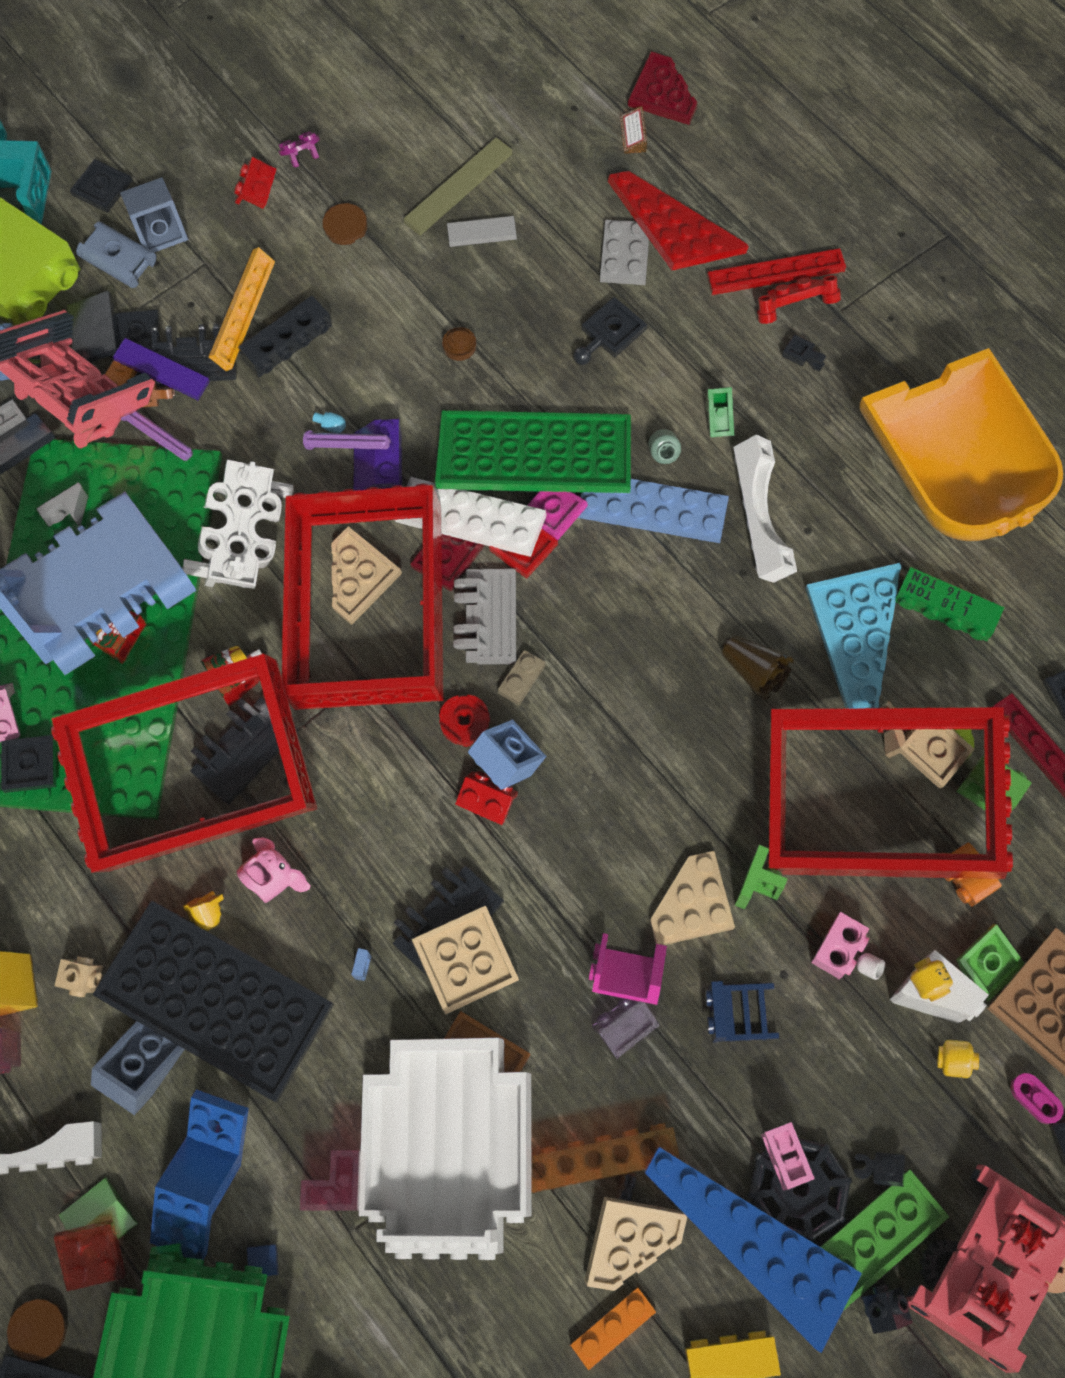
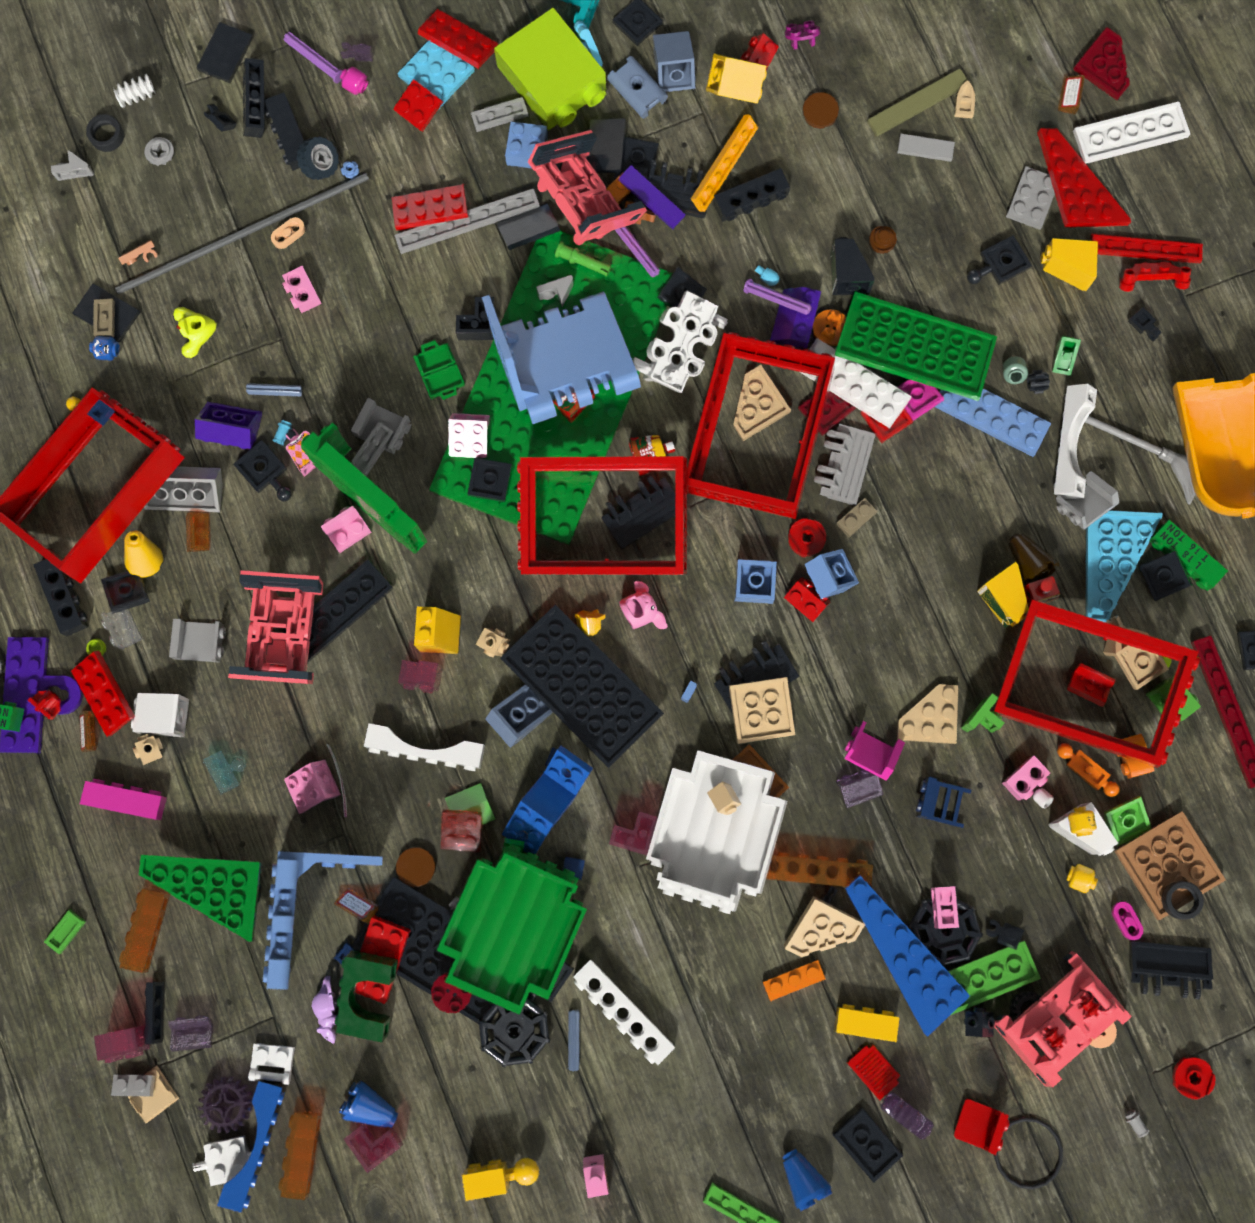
camera: 15 degrees right, 10 degrees up
(41, 217) = (588, 41): none -> medium azure plate
(80, 461) = (574, 256): none -> bright green pin
(215, 462) = (677, 285): none -> black tile
(232, 211) = (736, 78): none -> yellow slope
(411, 793) = (755, 581): none -> medium blue brick
(420, 449) = (833, 319): none -> orange plate
(427, 385) = (849, 269): none -> black slope
(443, 1096) = (724, 798): none -> tan brick
(513, 170) = (965, 101): none -> tan plate
(691, 305) = (1071, 261): none -> yellow slope
(696, 452) = (1038, 381): none -> black gear
(716, 153) = (1131, 132): none -> white plate
(738, 718) = (1006, 596): none -> yellow slope
(782, 695) = (1042, 590): none -> red torso
(815, 569) = (1097, 501): none -> light grey panel
(883, 798) = (1090, 684): none -> red bracket
(898, 498) = (1178, 461): none -> light grey piece
(917, 911) = (1088, 770): none -> orange plate
(929, 636) = (1165, 575): none -> black tile

